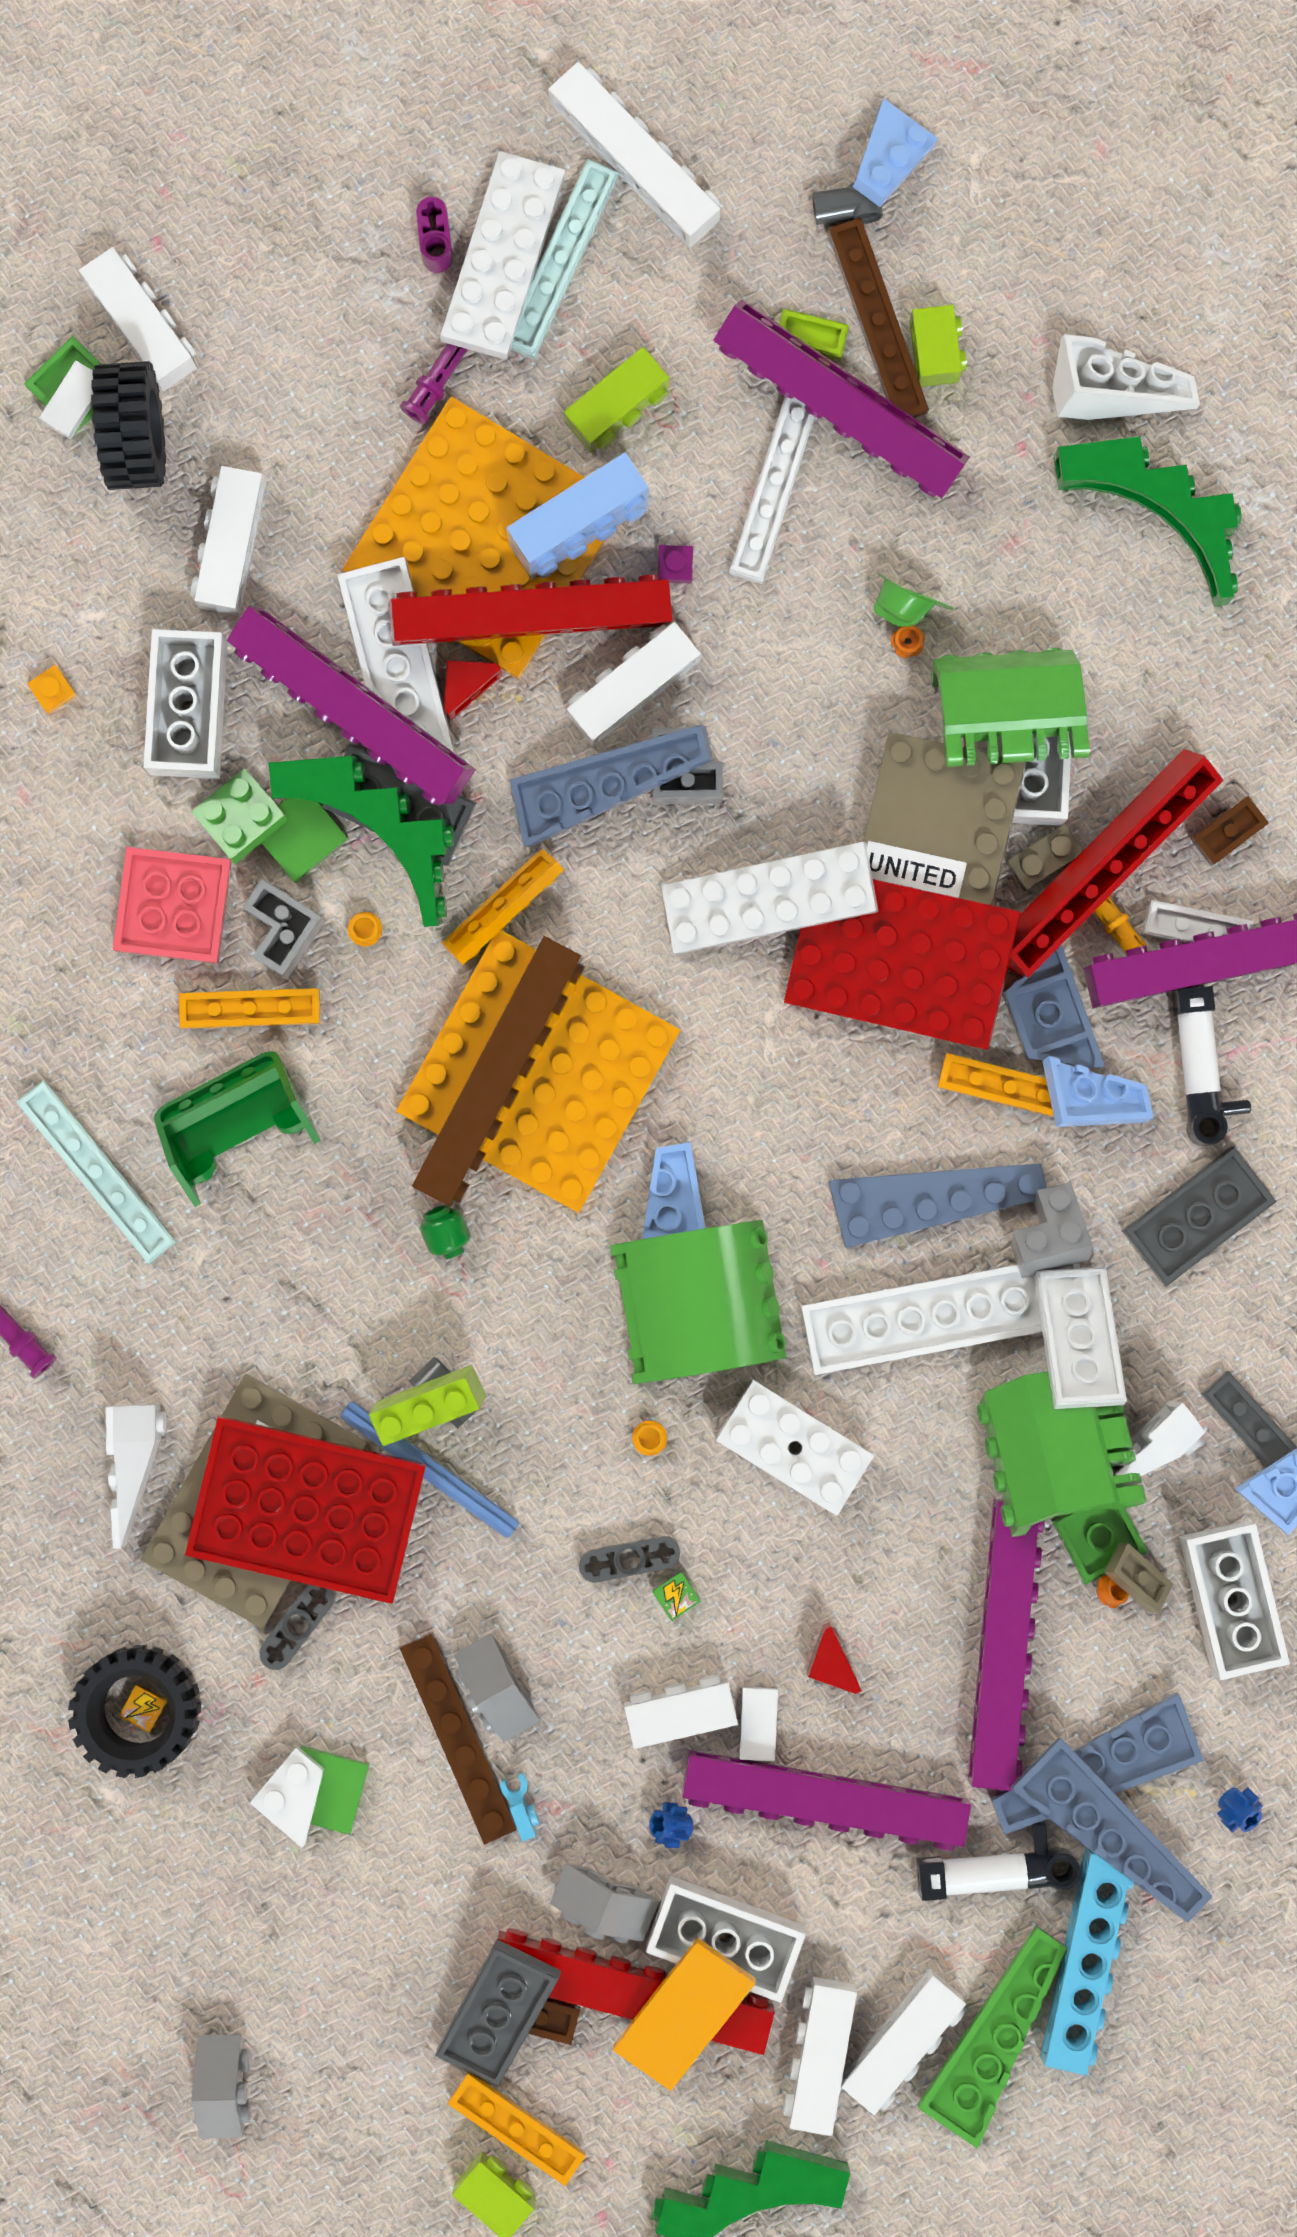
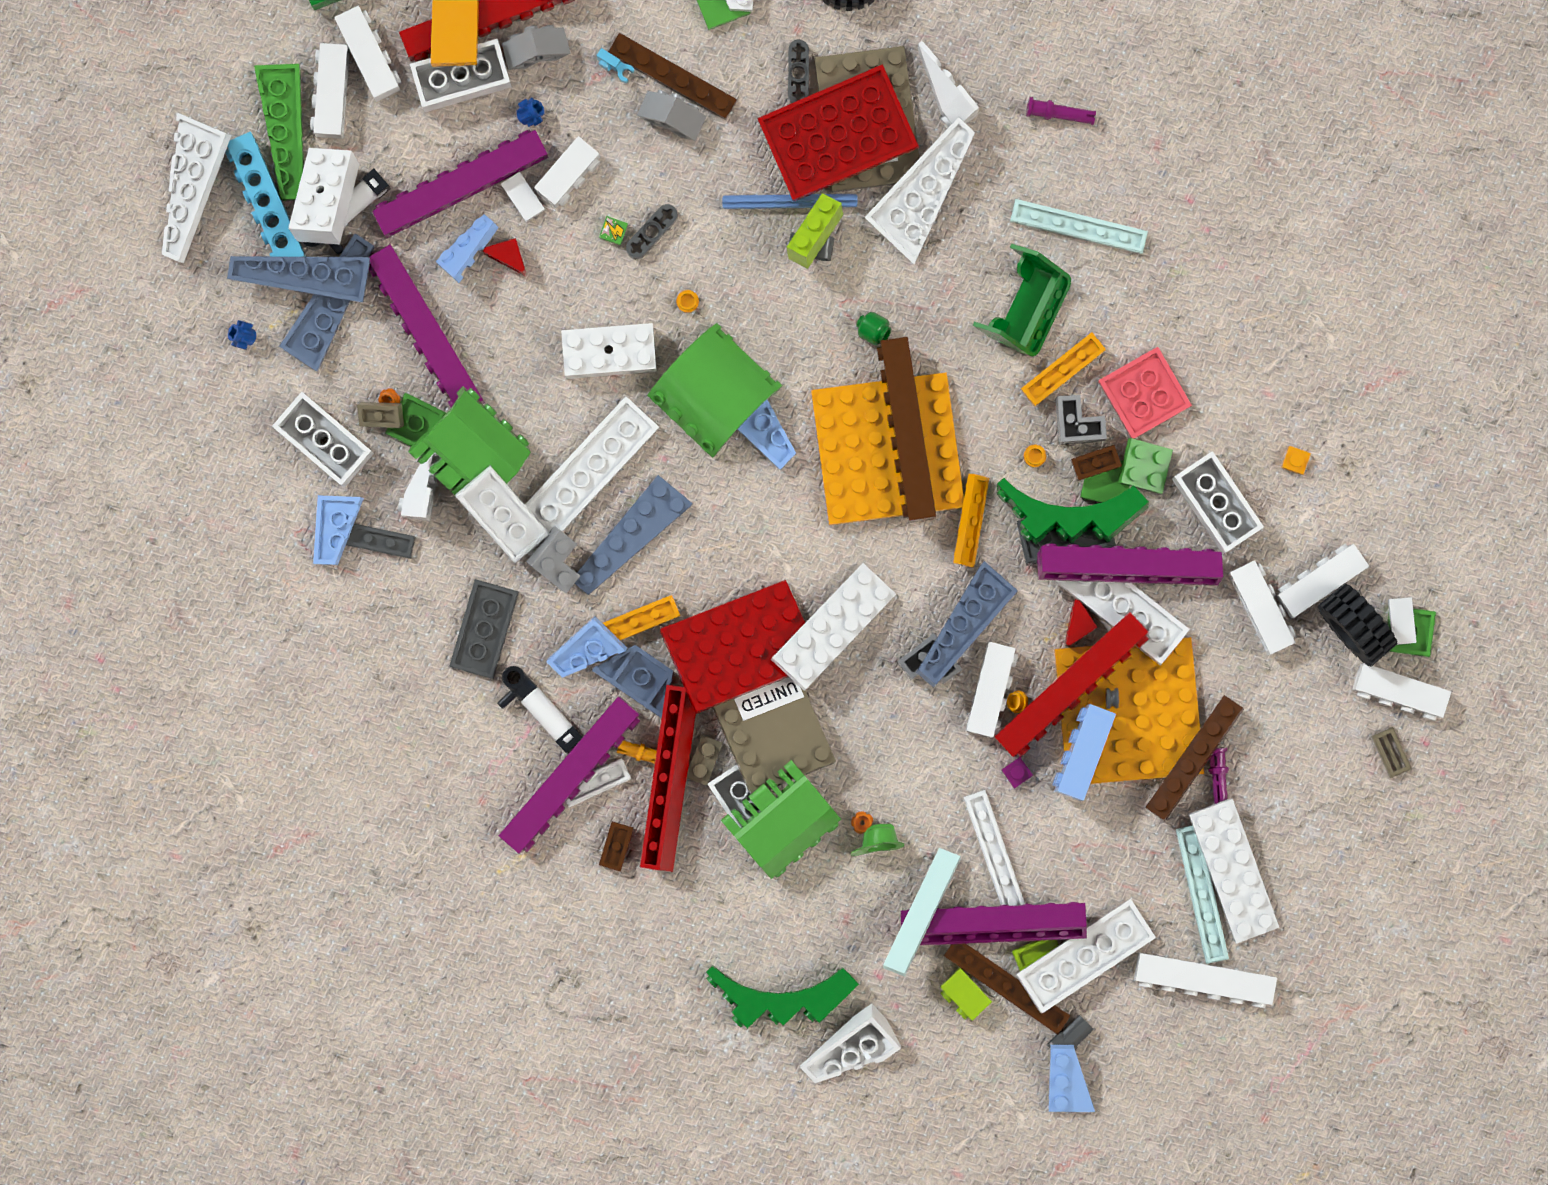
camera: 145 degrees right, 0 degrees up
(131, 520) = (1321, 581): none -> white brick
(201, 286) = (1399, 770): none -> dark tan tile
(272, 1353) = (915, 200): none -> white wing
(297, 862) = (1096, 462): none -> reddish brown plate
(435, 238) = (1278, 863): magenta beam -> none
(449, 418) = (1194, 758): none -> reddish brown plate
(494, 561) = (1112, 698): none -> dark grey bush
(611, 646) = (1017, 701): none -> light orange plate
(617, 400) = (1113, 836): lime brick -> none
(774, 280) = (1083, 960): none -> white plate
(888, 1709) = (463, 250): none -> light blue wing
(920, 473) = (921, 912): none -> light aqua tile
(1013, 1911) = (324, 196): none -> white brick
(1165, 2056) = (191, 180): none -> white wing

